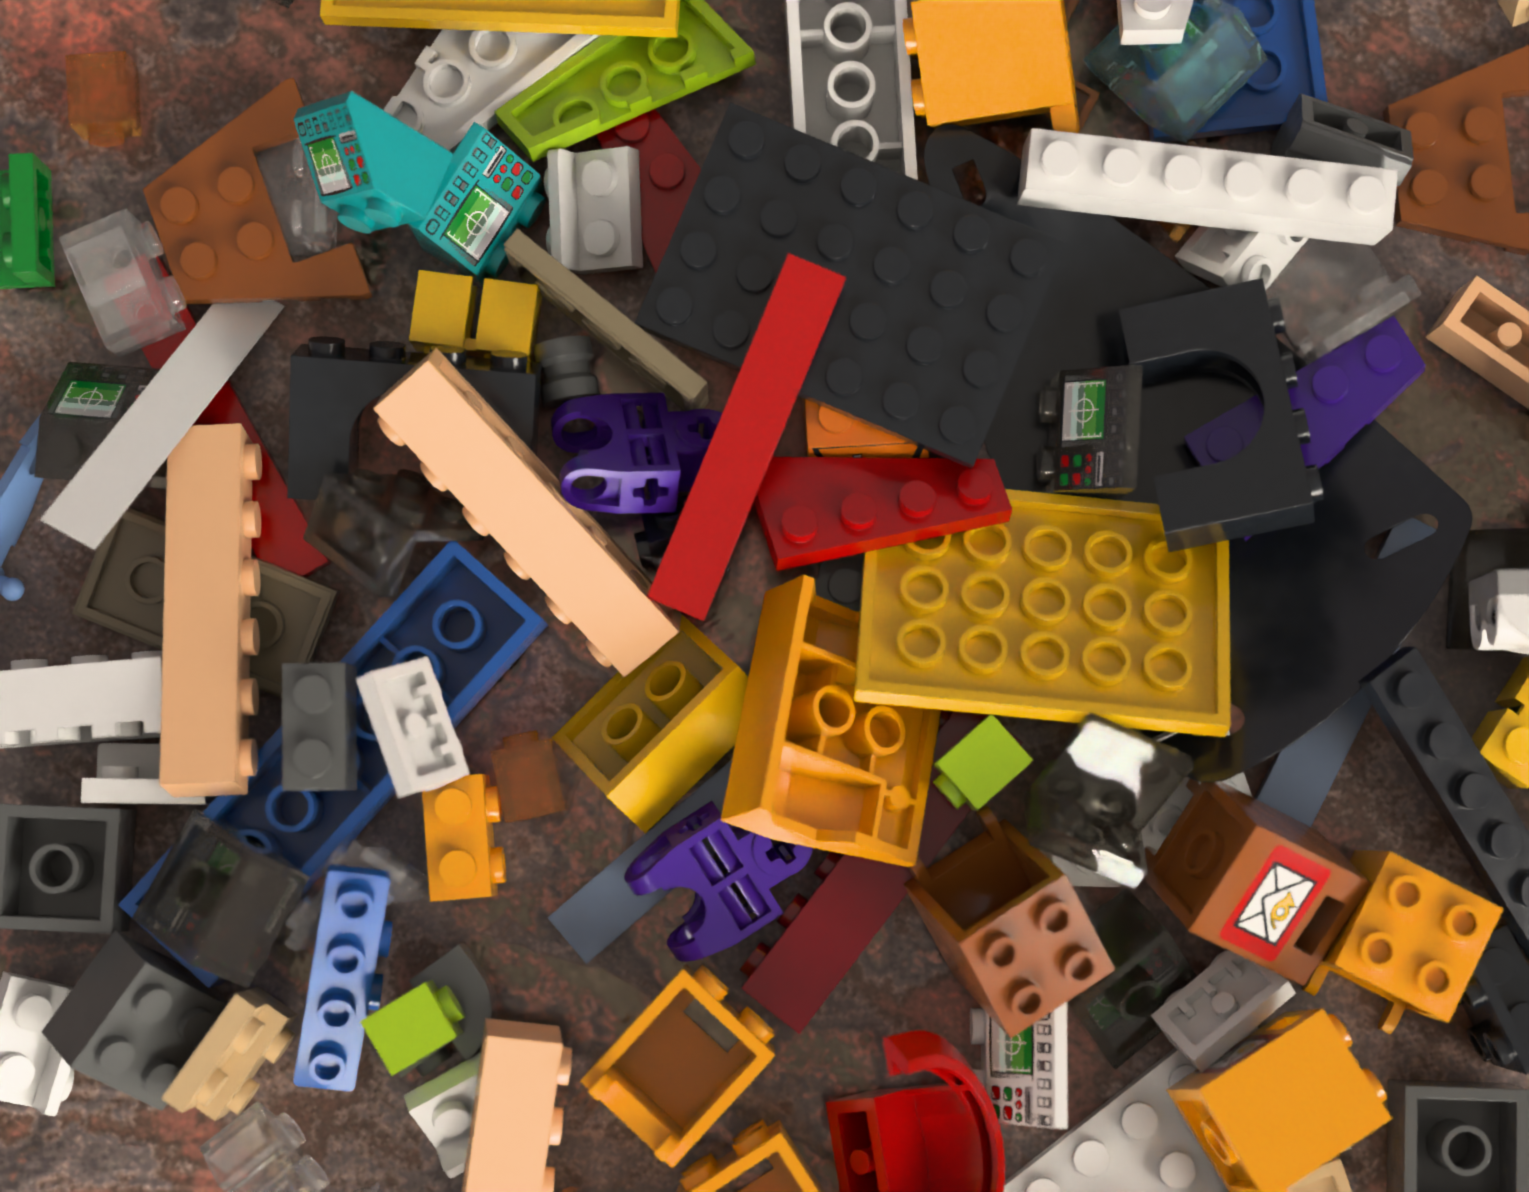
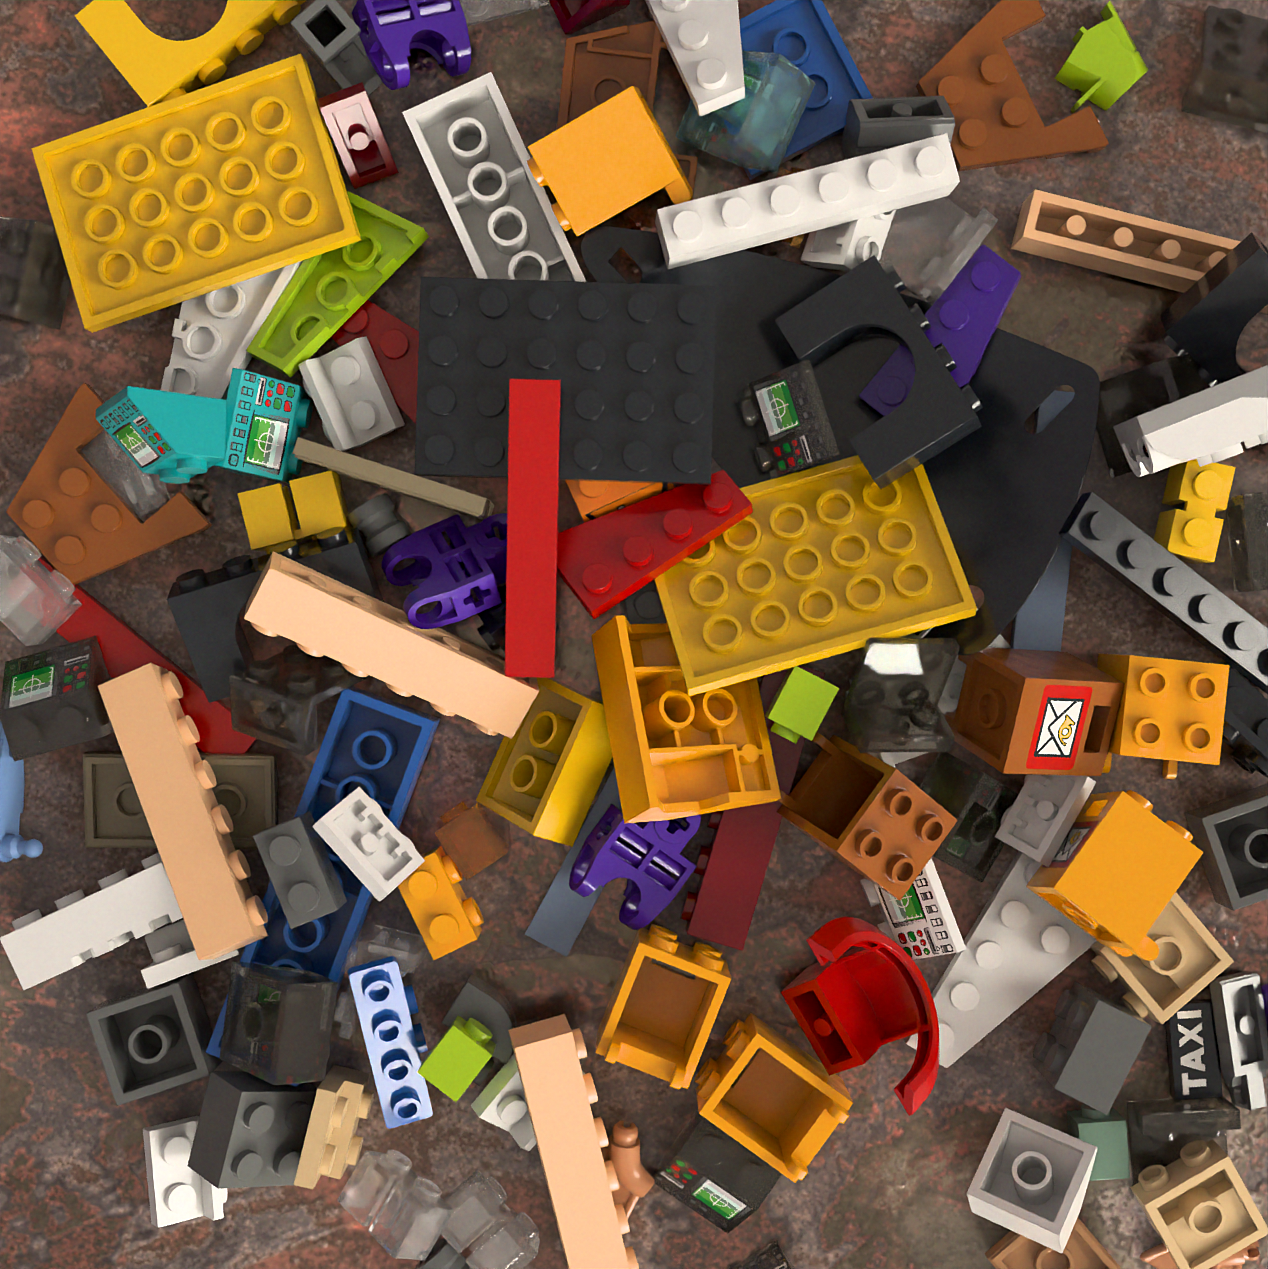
camera: 15 degrees left, 5 degrees up
(158, 420) = (88, 685): white sticker -> none

